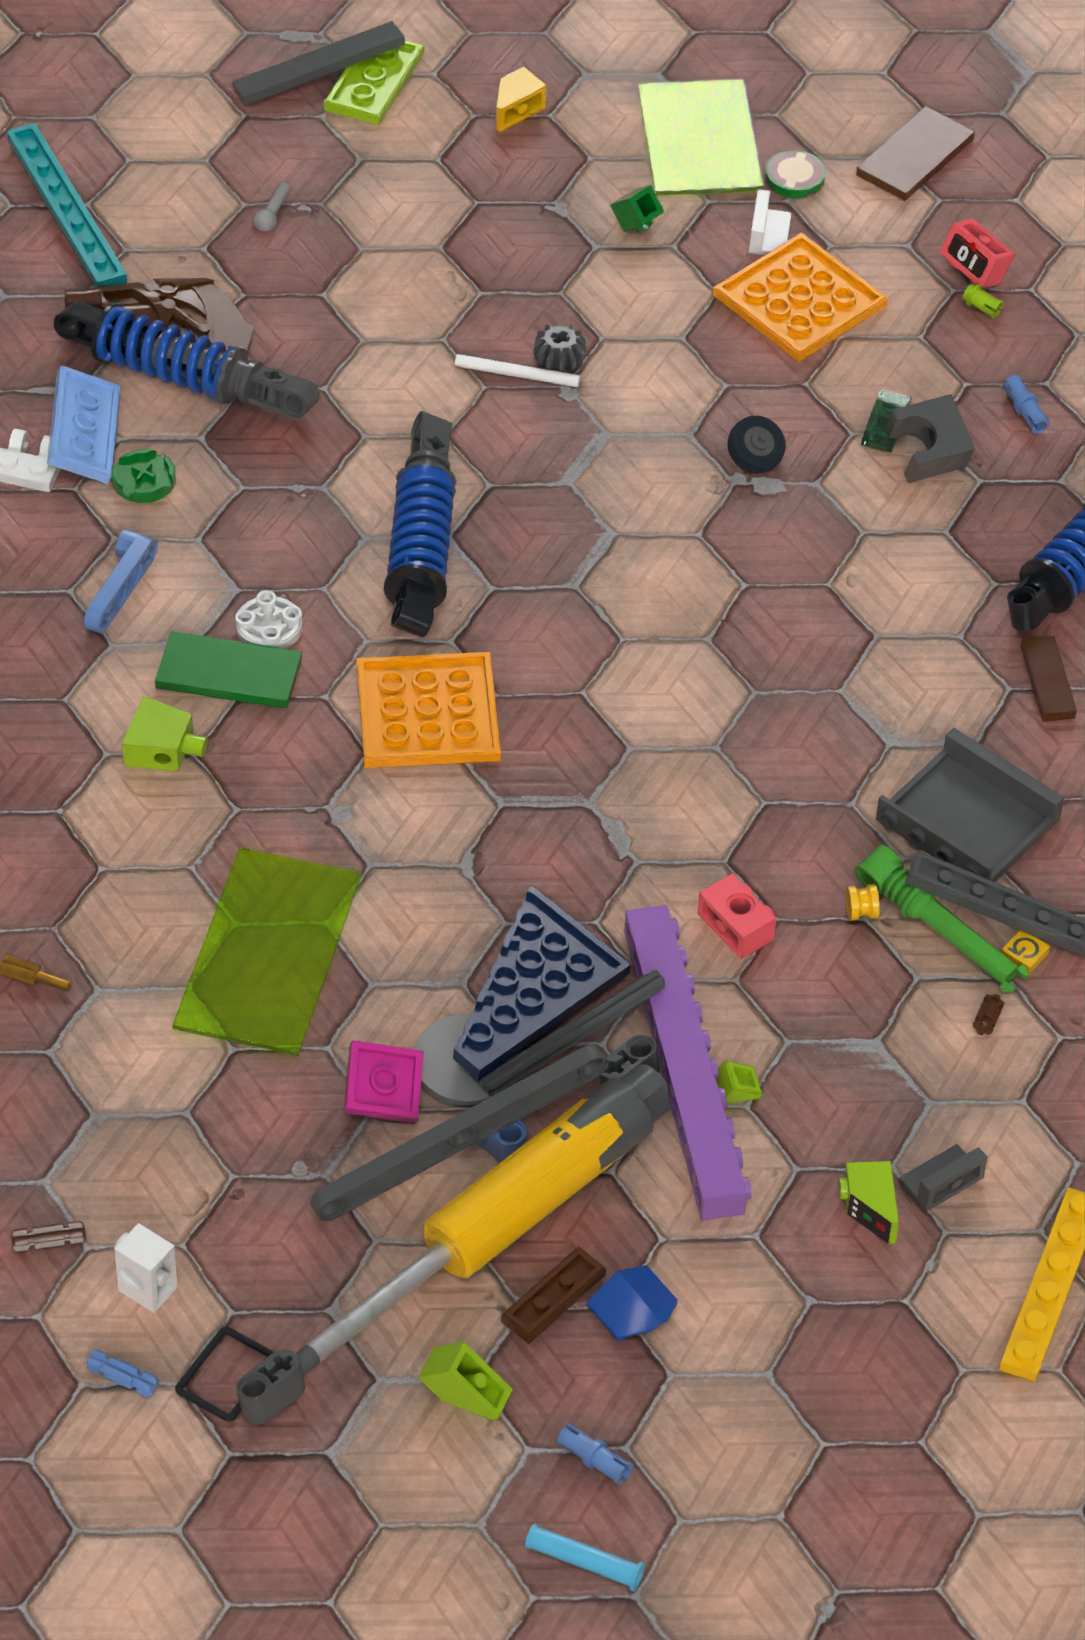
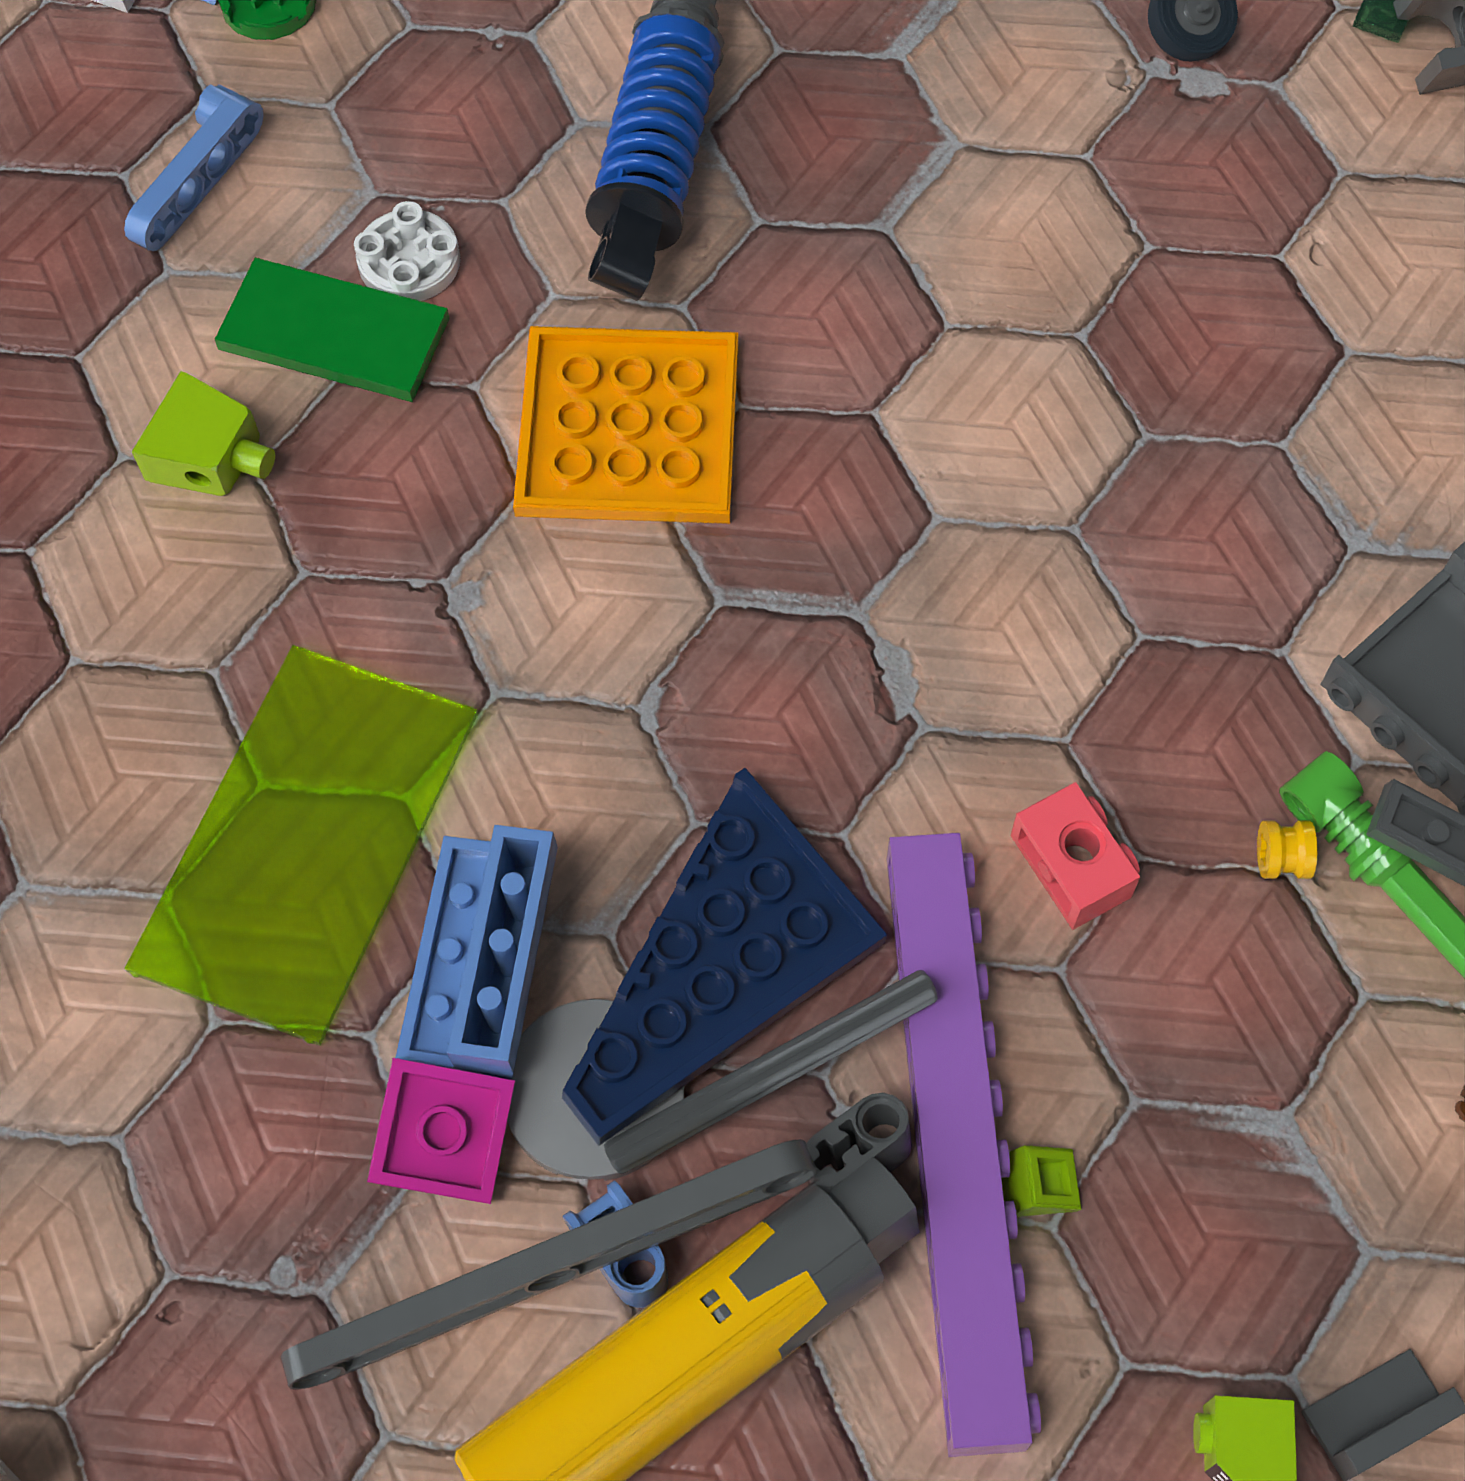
camera: 10 degrees right, 15 degrees up
(391, 985) = (479, 952): none -> medium blue brick

